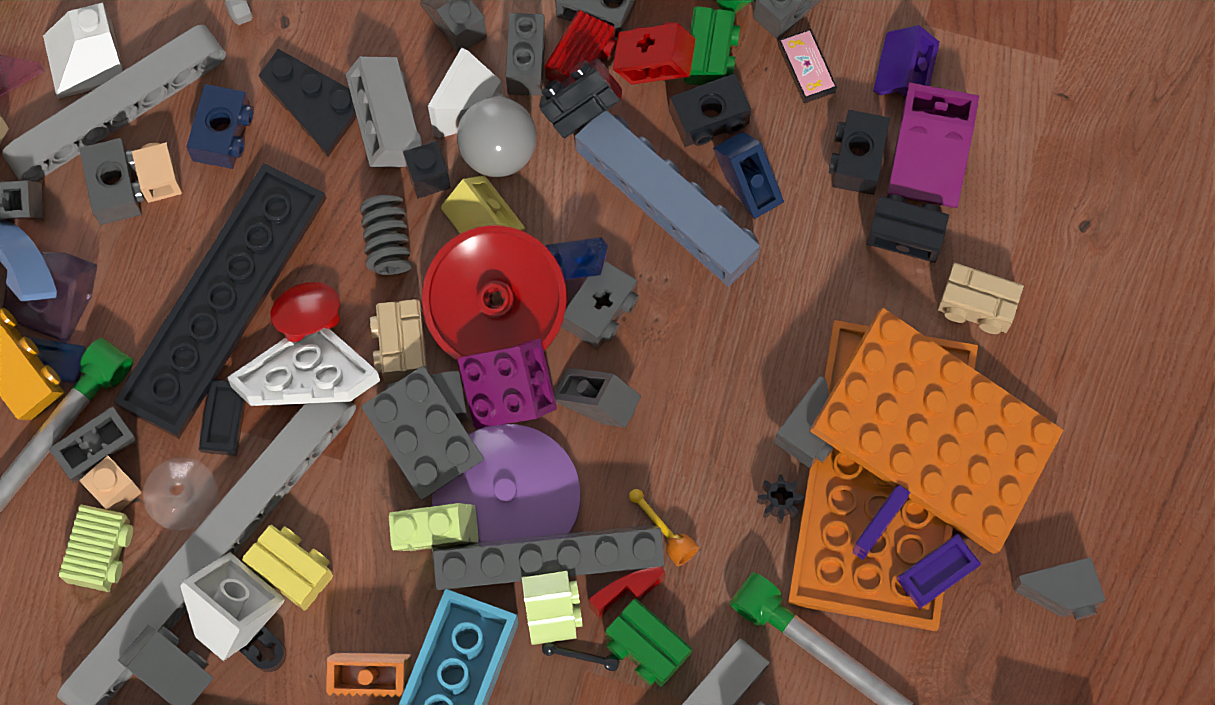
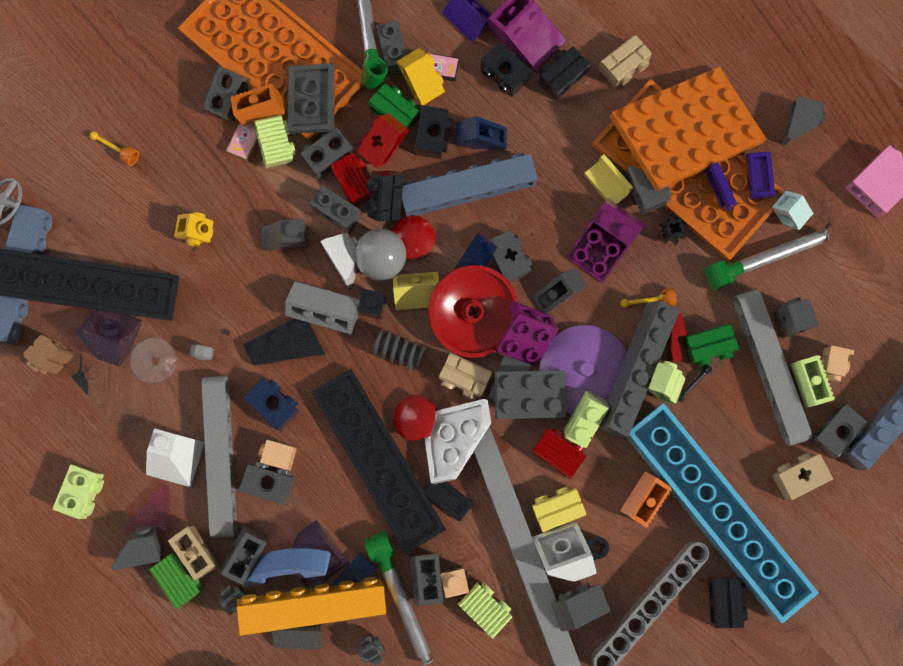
camera: 60 degrees left, 10 degrees up
(191, 505) = (474, 533): clear dish -> none
(366, 523) = (559, 453): none -> red brick
(553, 172) = (416, 235): none -> red dish
(709, 417) = (605, 240): none -> magenta slope
(773, 49) = (421, 76): none -> yellow brick
(792, 374) = (608, 180): none -> light yellow panel
(917, 646) = (792, 210): none -> light aqua brick

